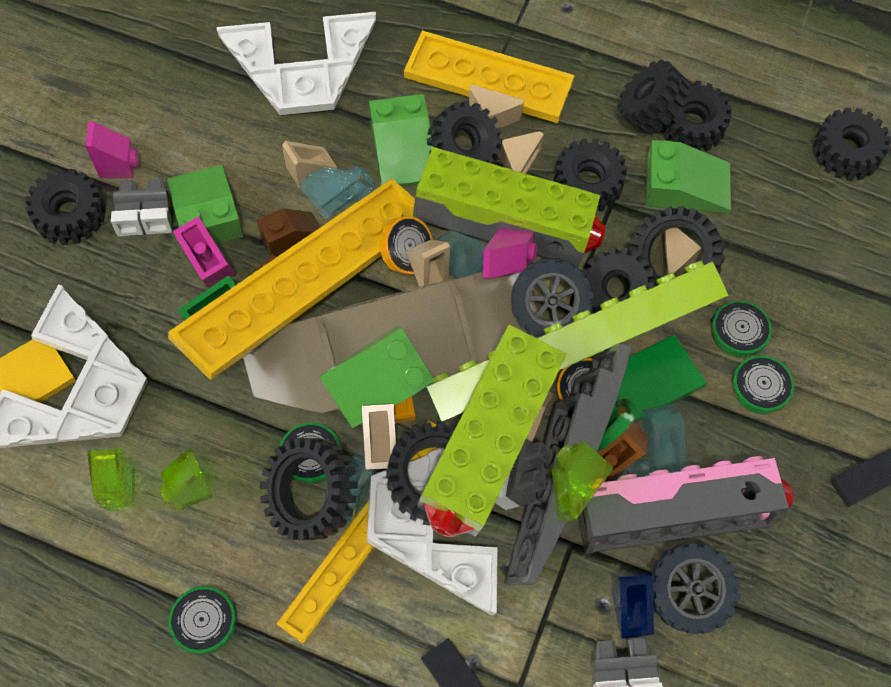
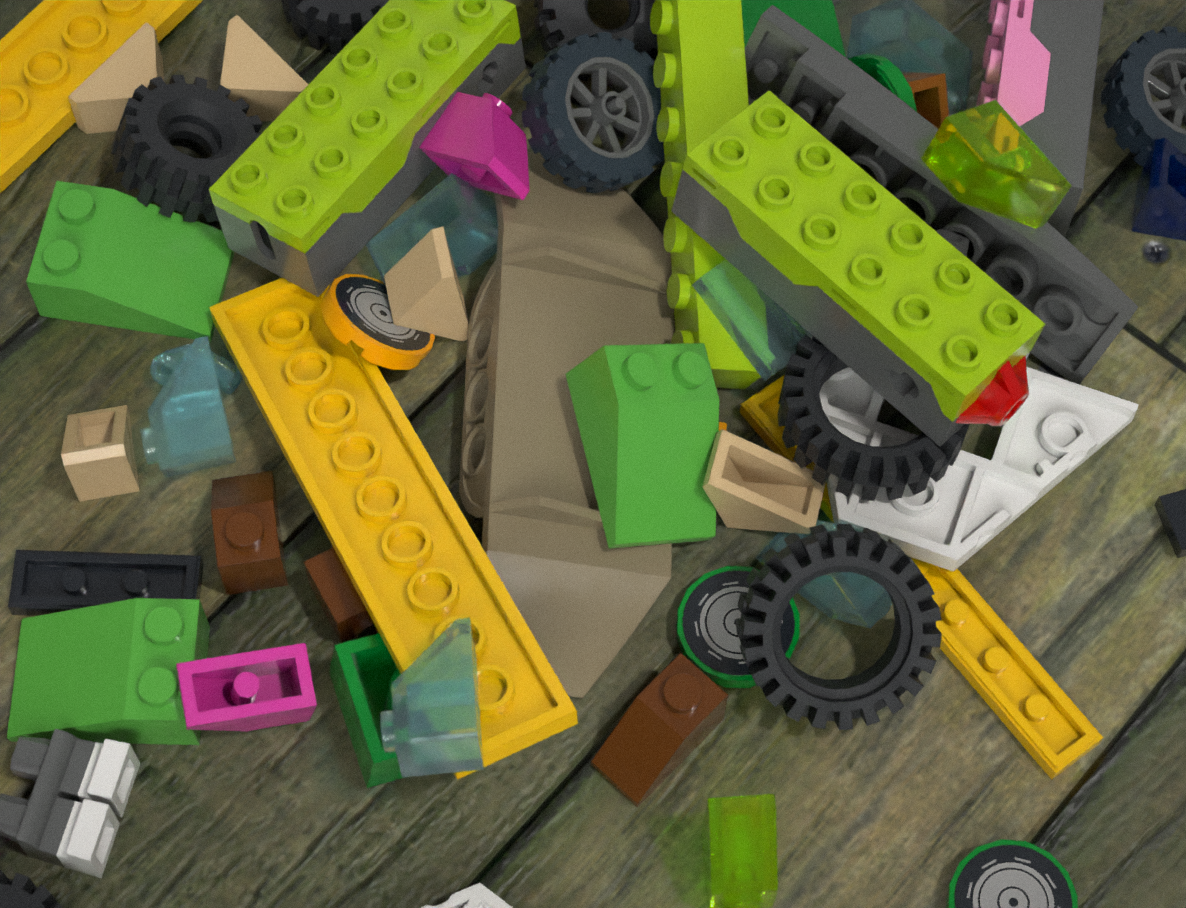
camera: 70 degrees left, 0 degrees up
(191, 313) = (437, 708): none -> clear light blue slope
(244, 433) = (661, 729): none -> reddish brown slope
(247, 188) = (73, 580): none -> black tile
(459, 398) = (751, 318): none -> clear light blue tile

